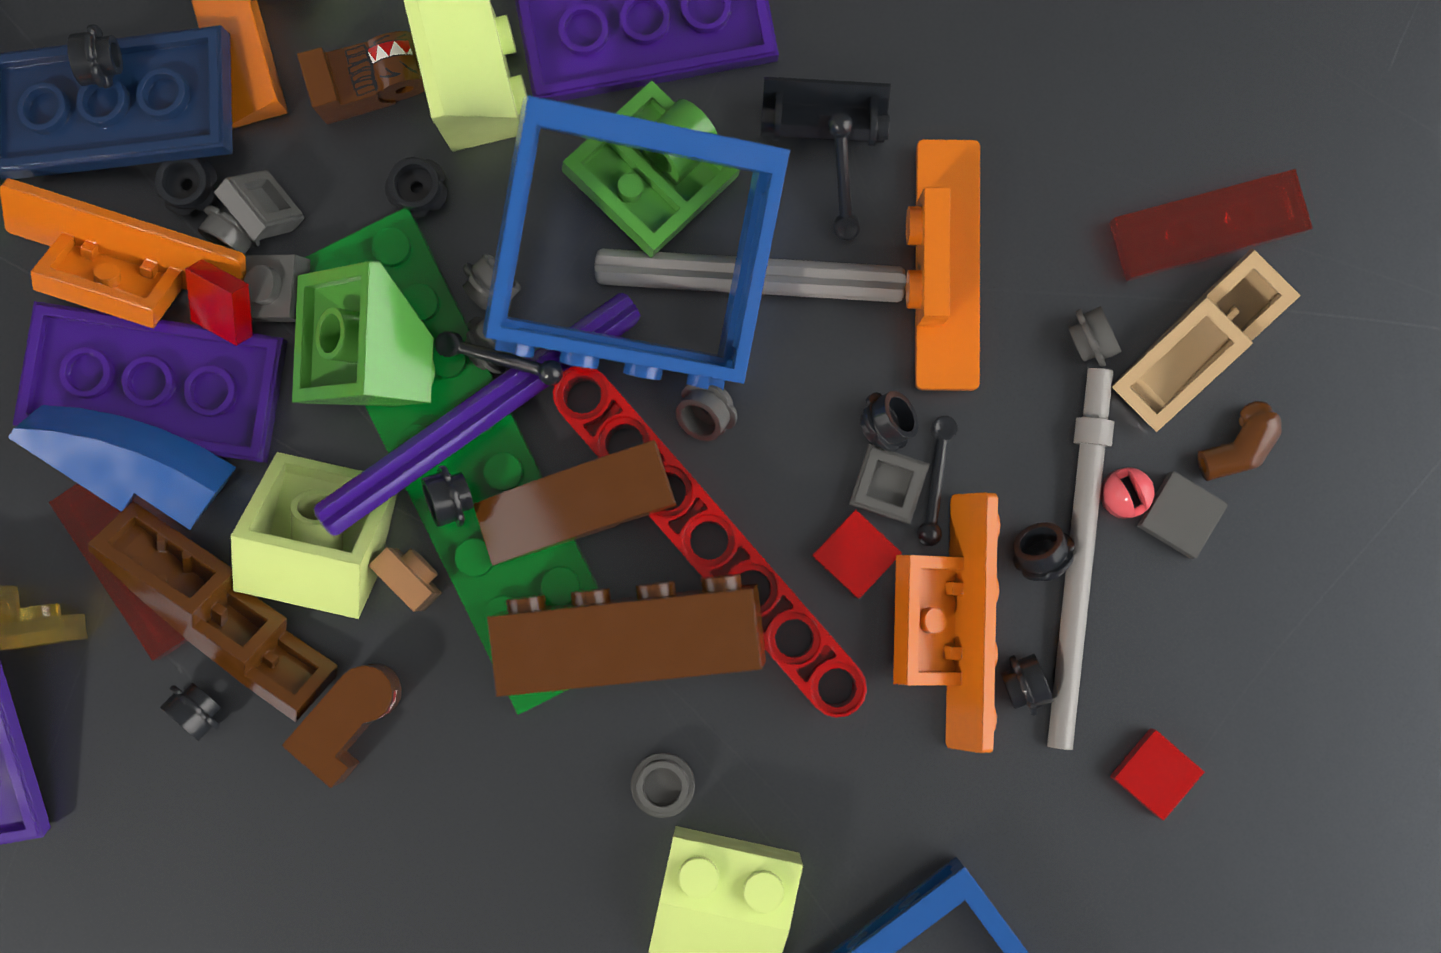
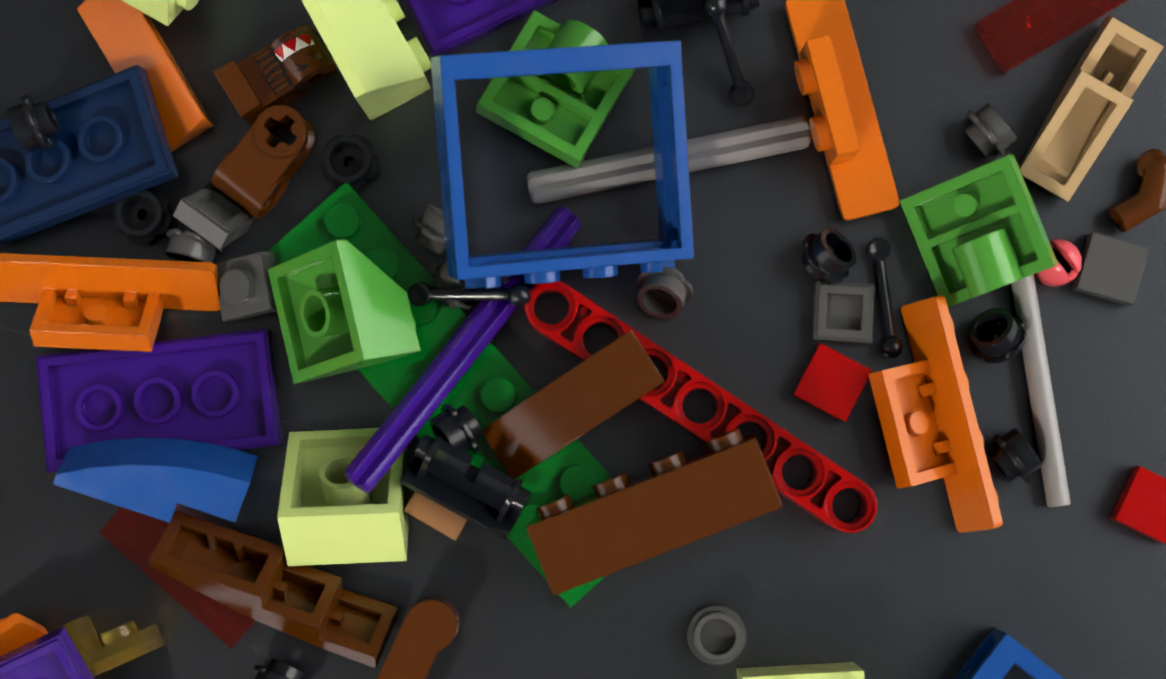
camera: 10 degrees left, 0 degrees up
(219, 302) = (203, 312): red tile -> none
(322, 165) = (261, 165): none -> reddish brown piece
(442, 564) = (476, 494): none -> black hinge
(1053, 437) = (979, 231): none -> bright green plate

